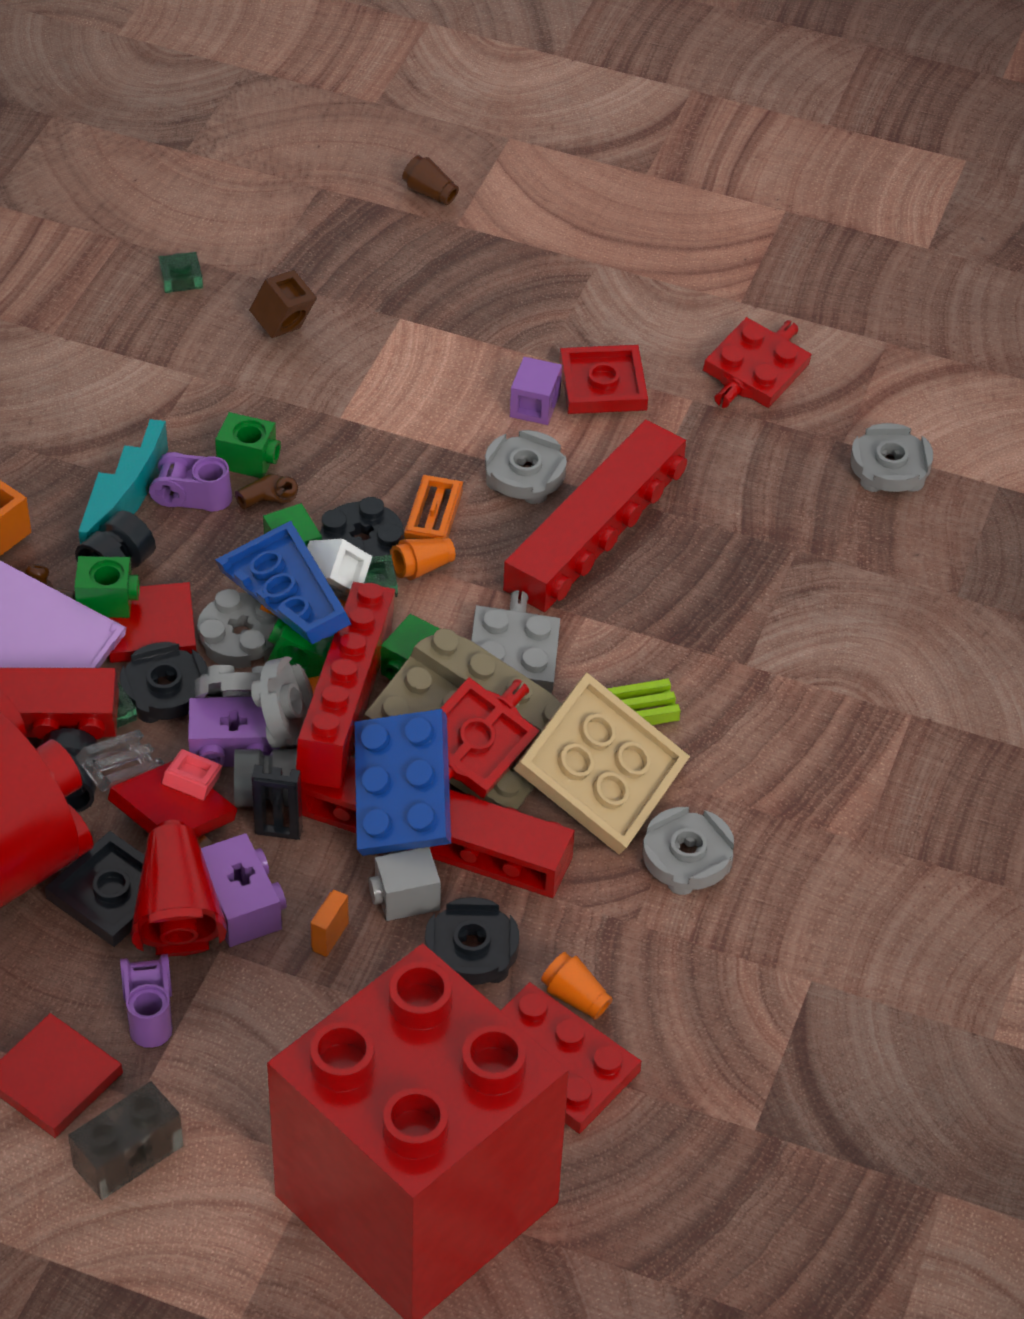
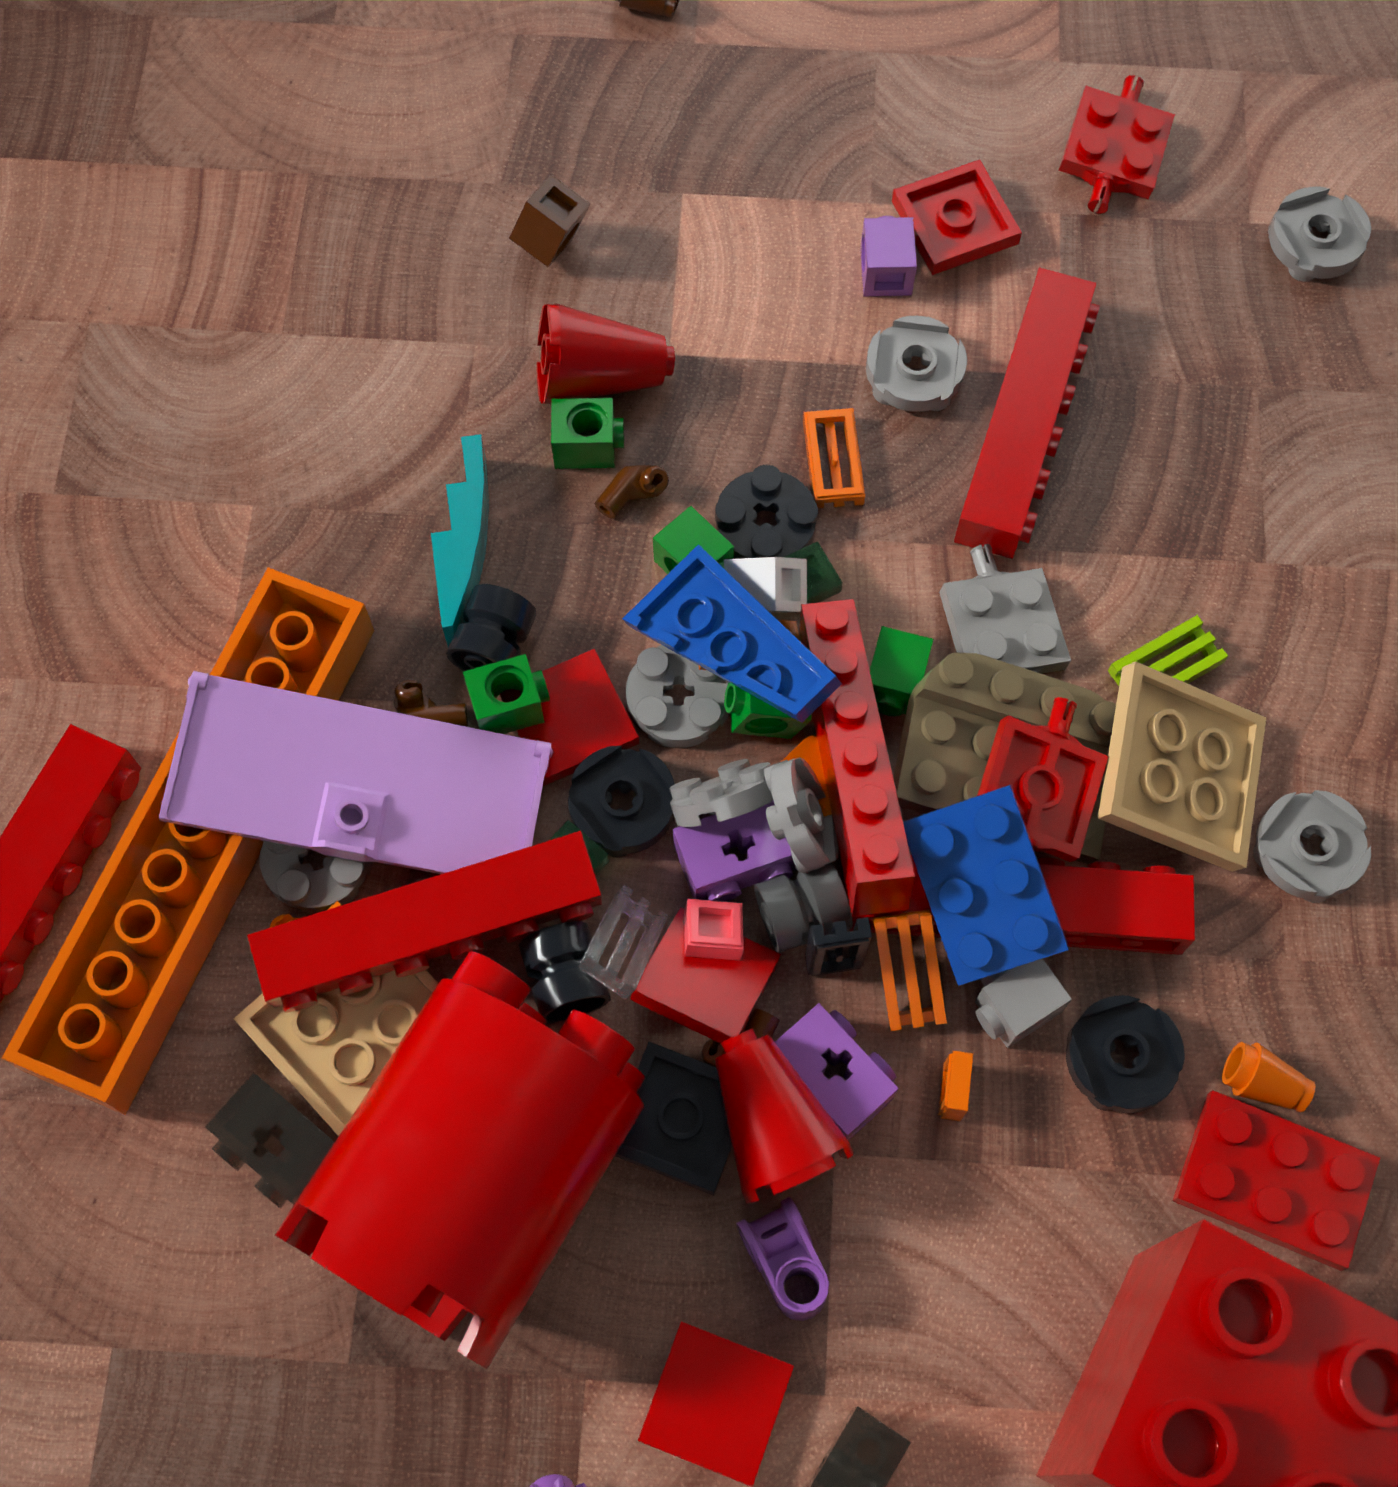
camera: 15 degrees left, 20 degrees up
(180, 272) = (401, 202): clear green plate -> none
(195, 480) = (536, 504): medium lavender piece -> none
(280, 395) = (596, 356): none -> red cone
(331, 797) = (916, 1015): none -> orange tile
(420, 556) = (850, 529): orange cone -> none

